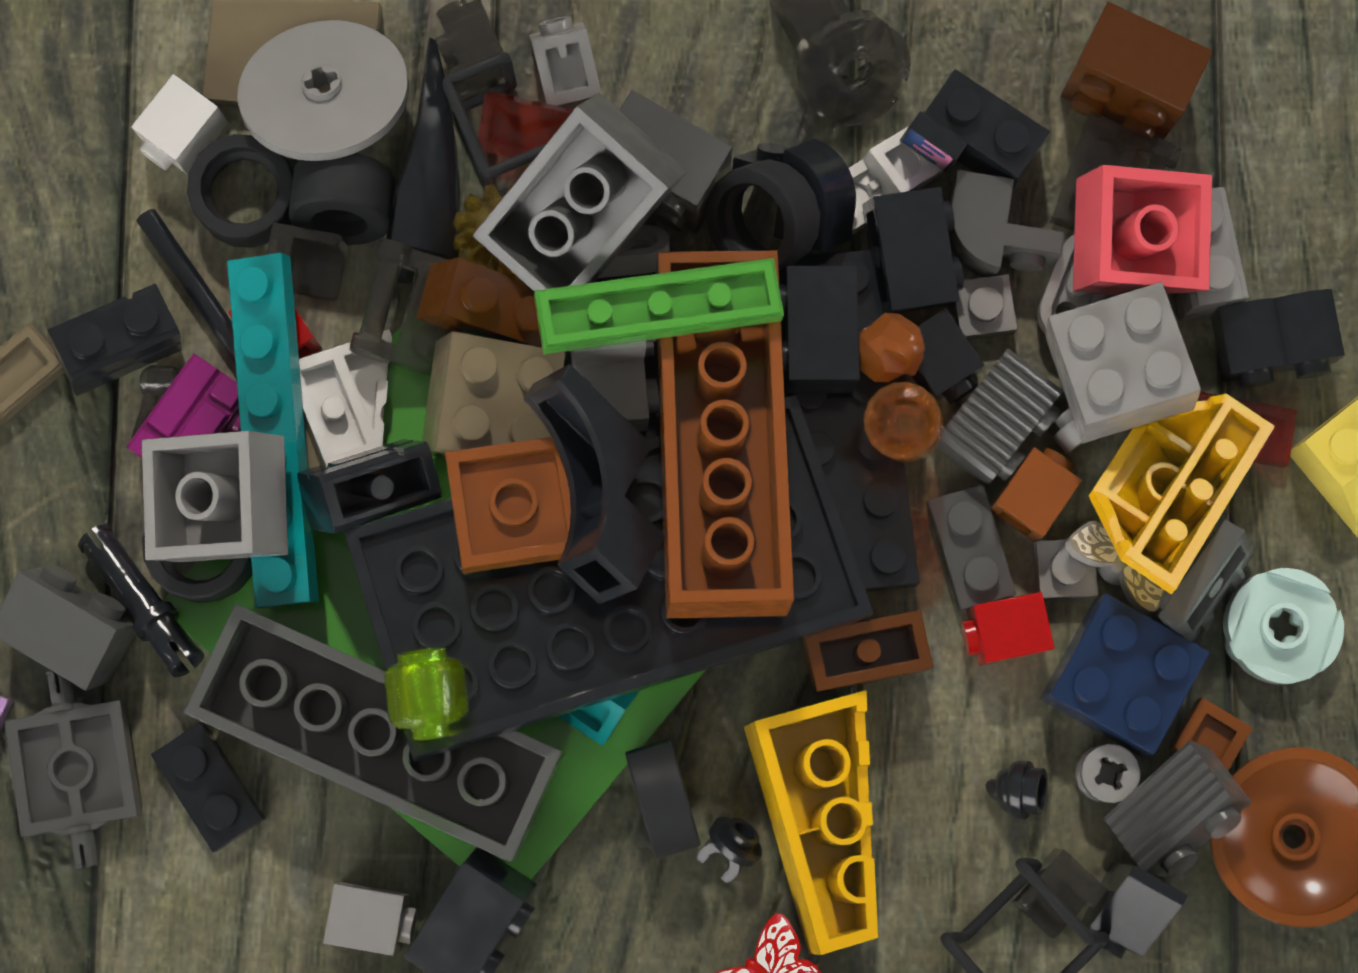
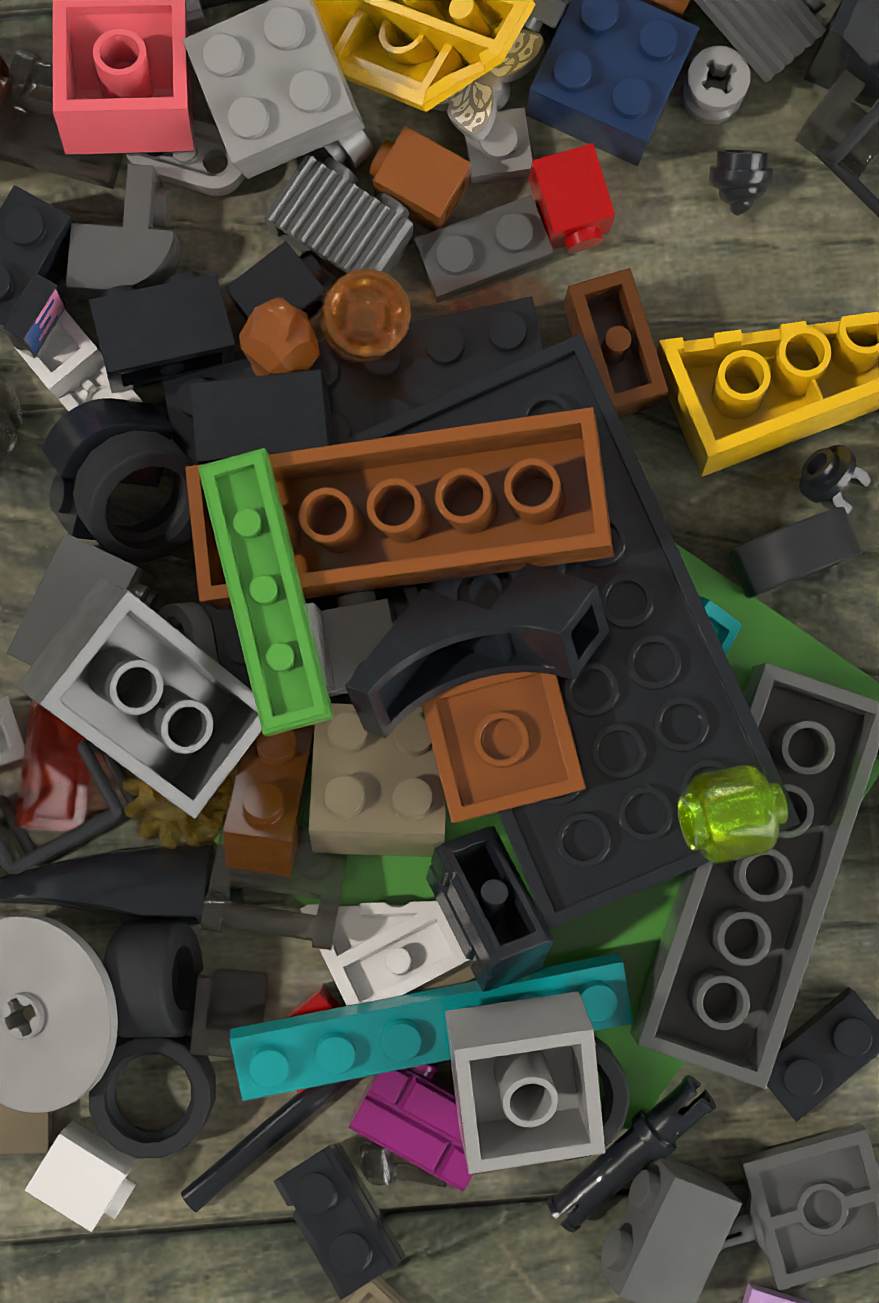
camera: 100 degrees left, 5 degrees up
(985, 308) = (216, 248): light grey plate -> none

